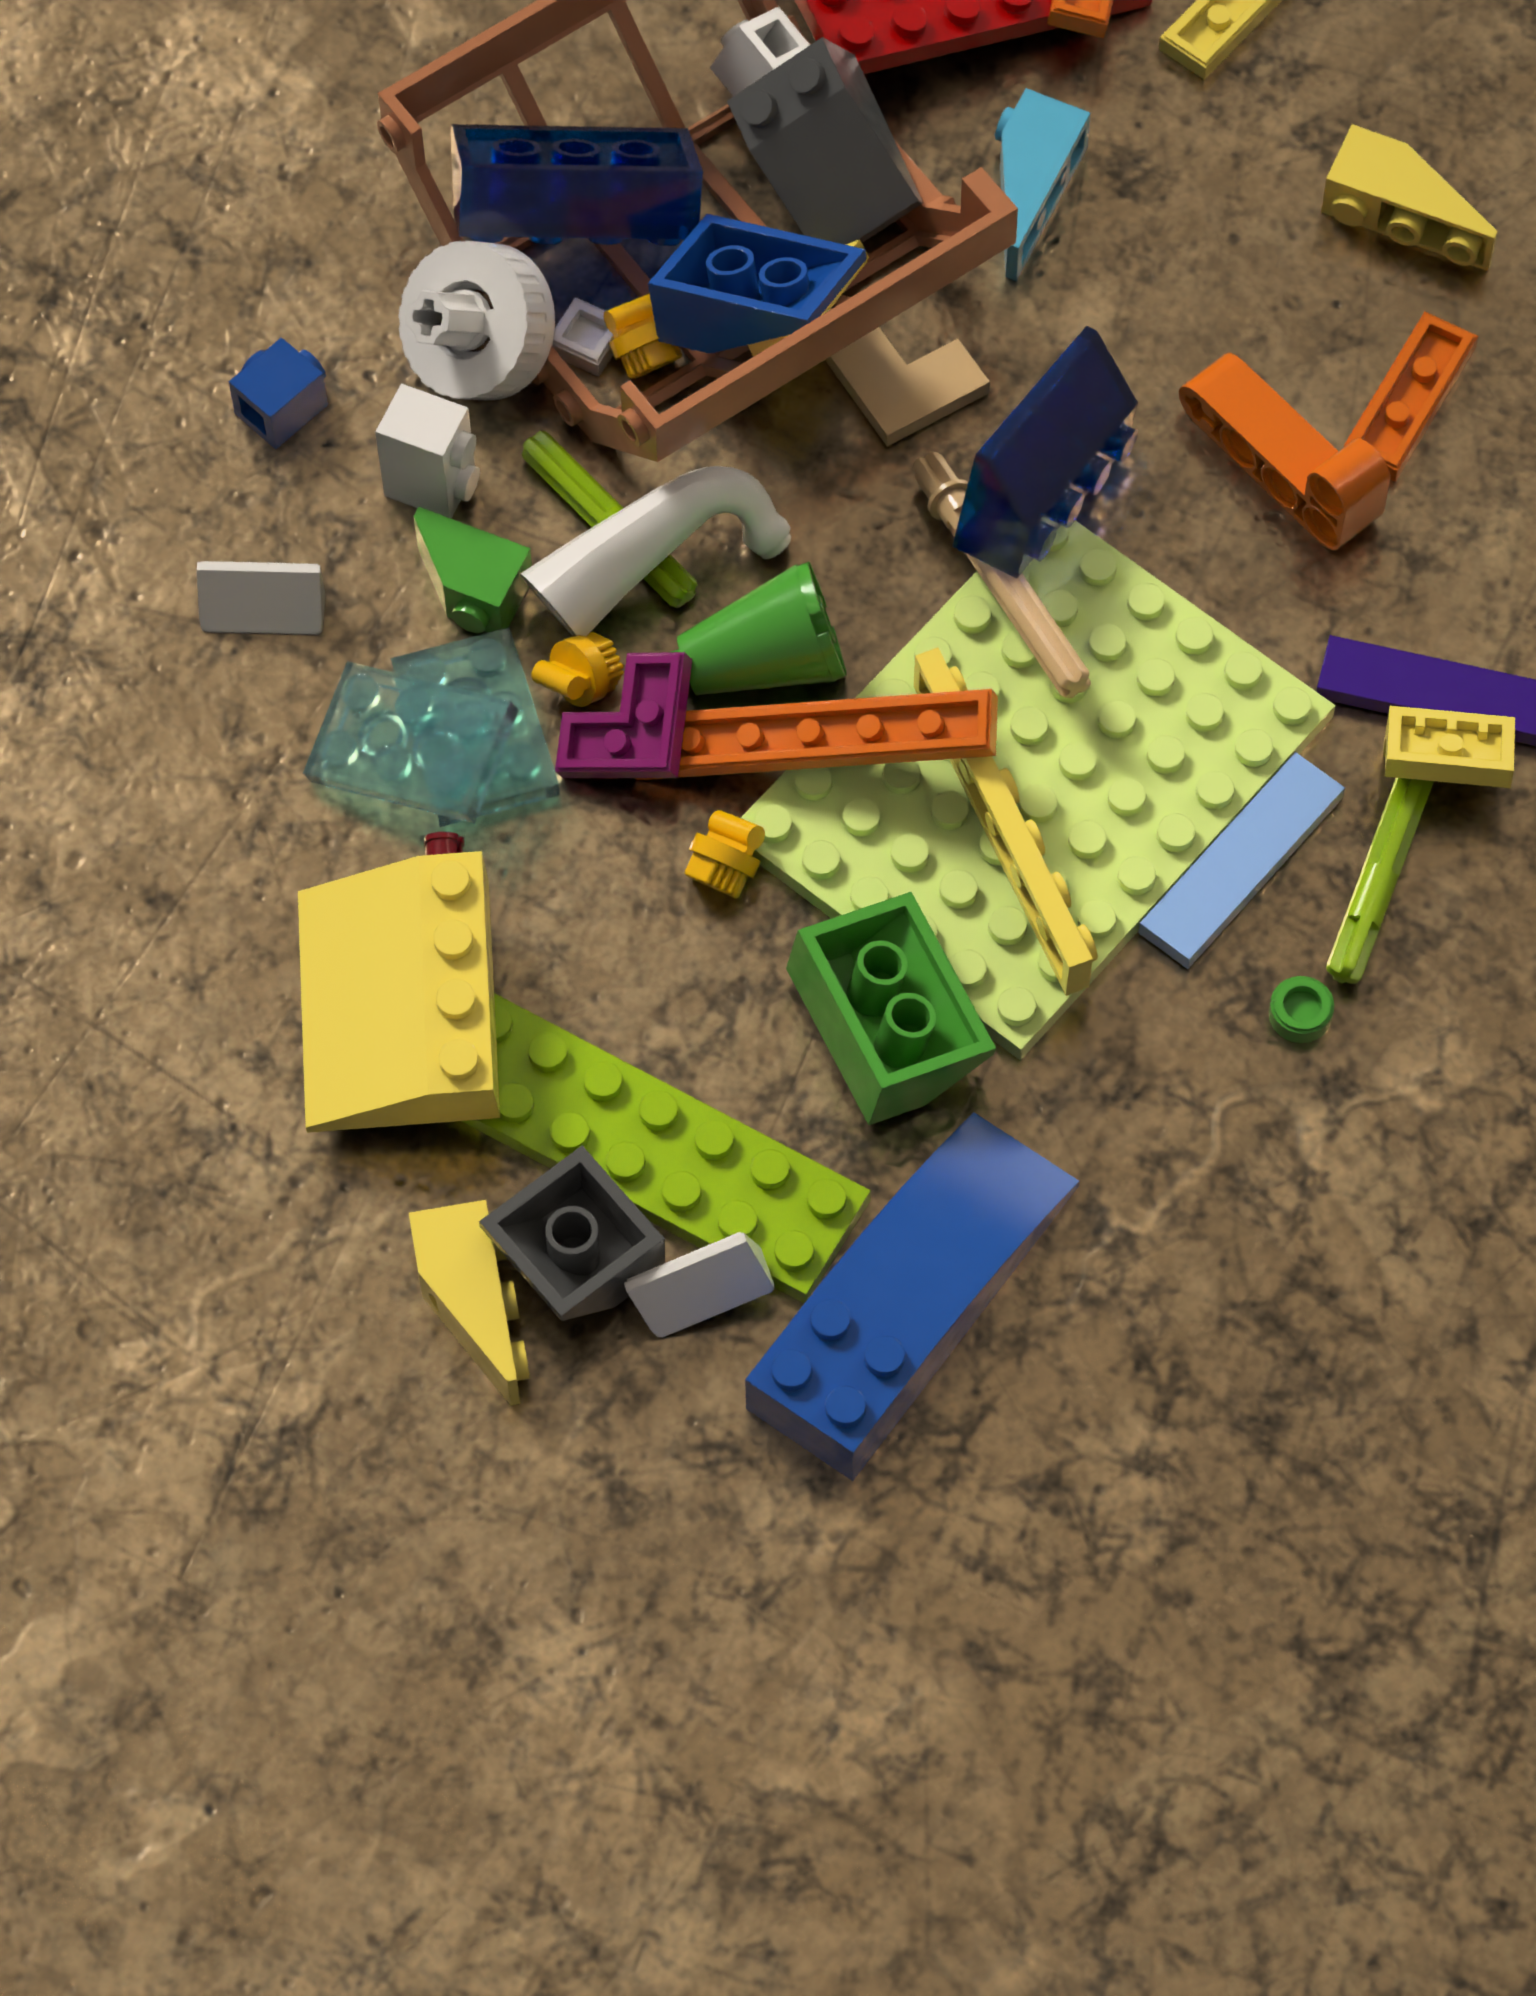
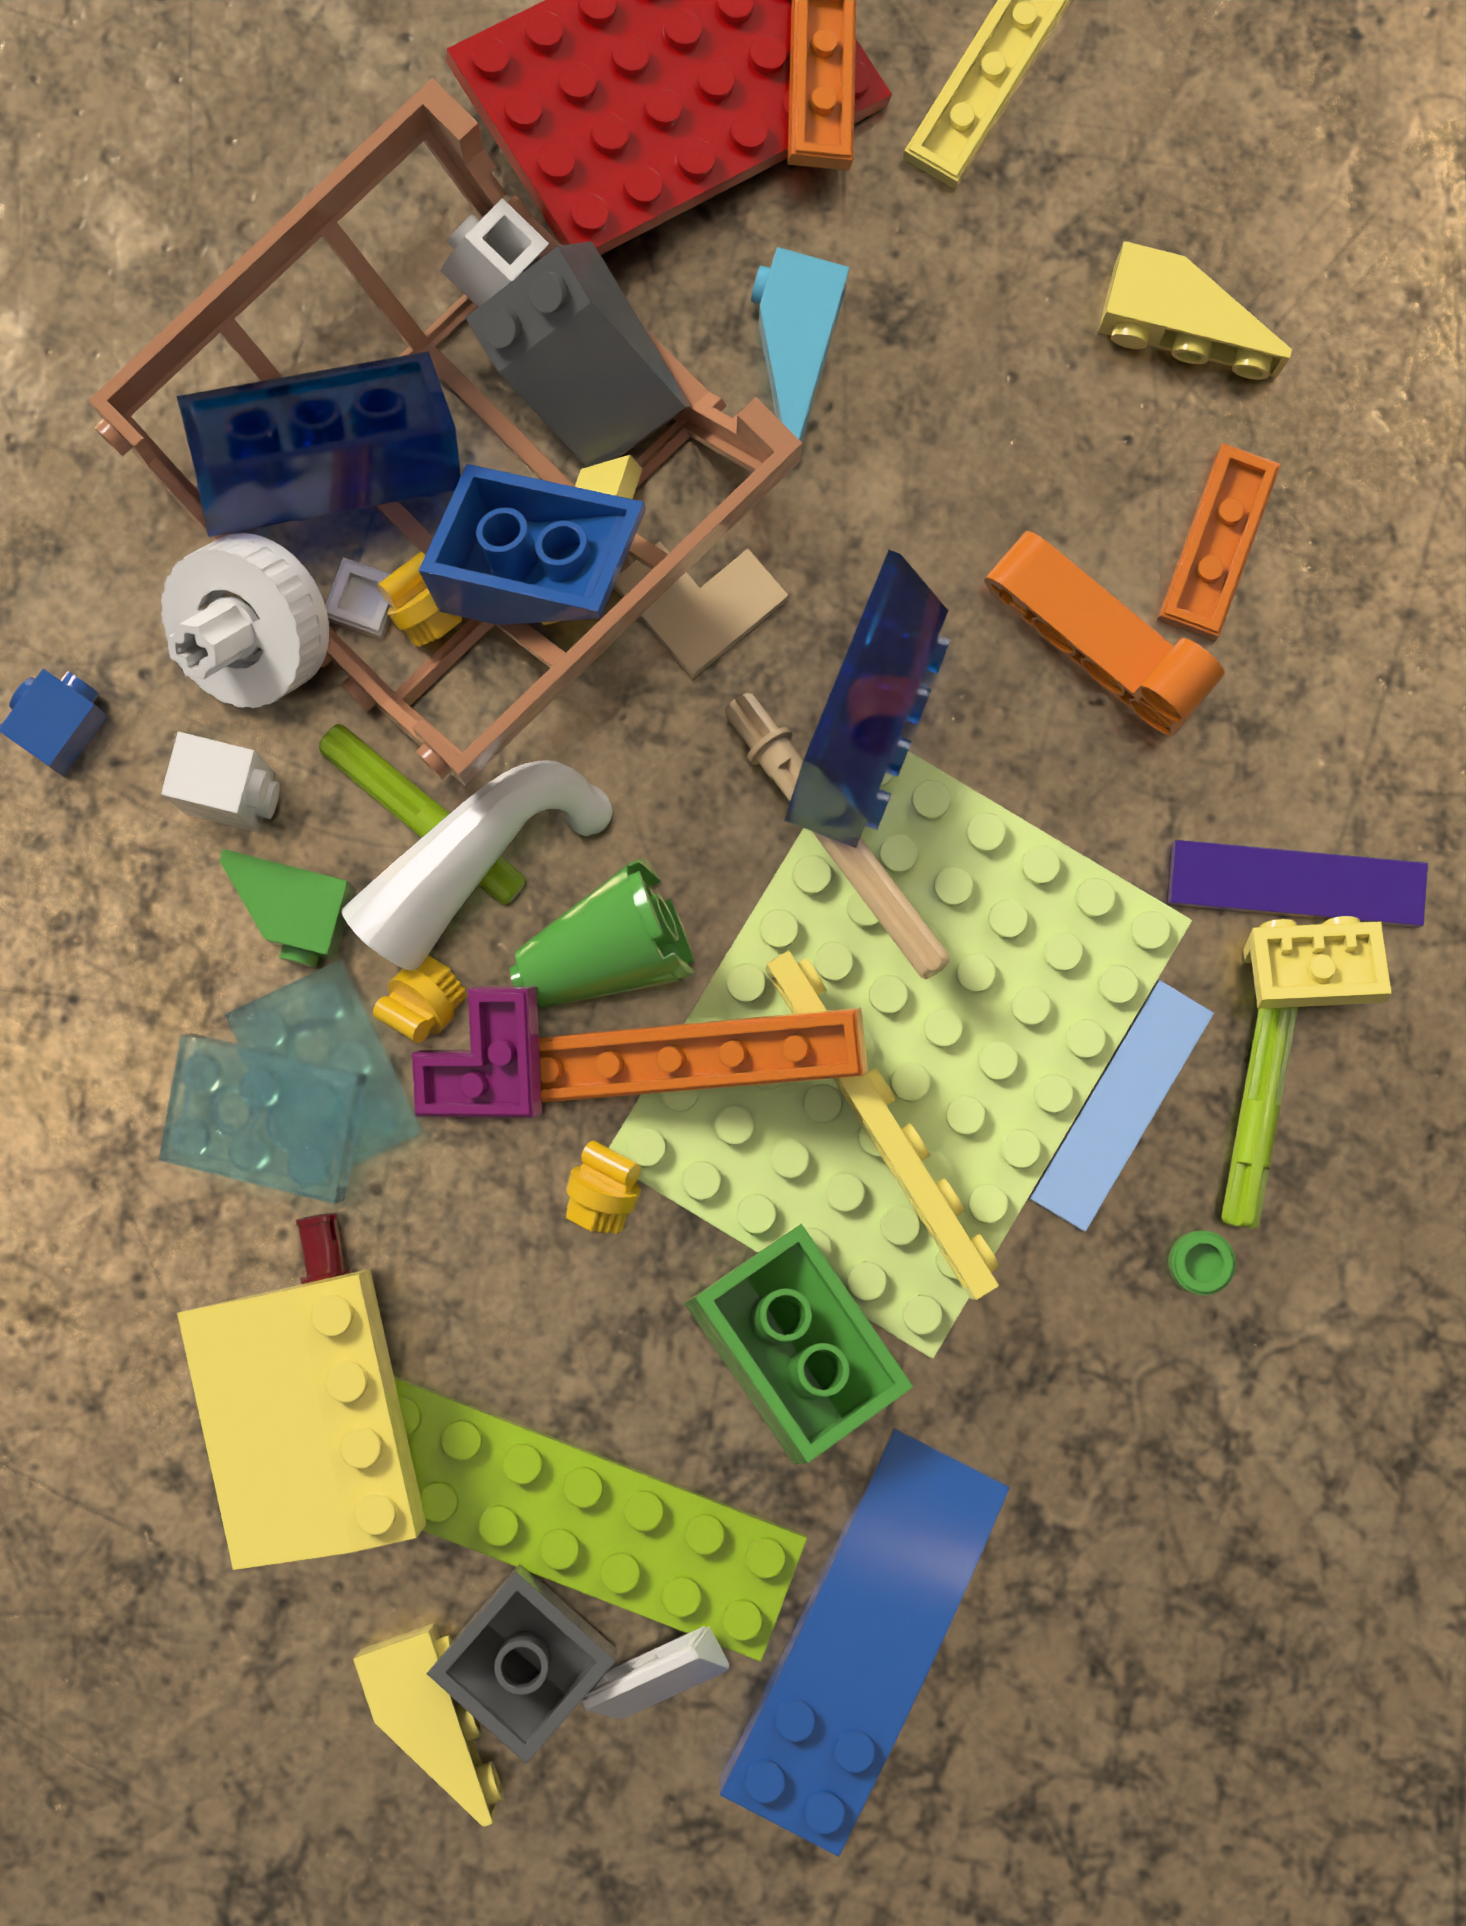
camera: 15 degrees left, 20 degrees up
(260, 597) = (79, 966): white slope -> none

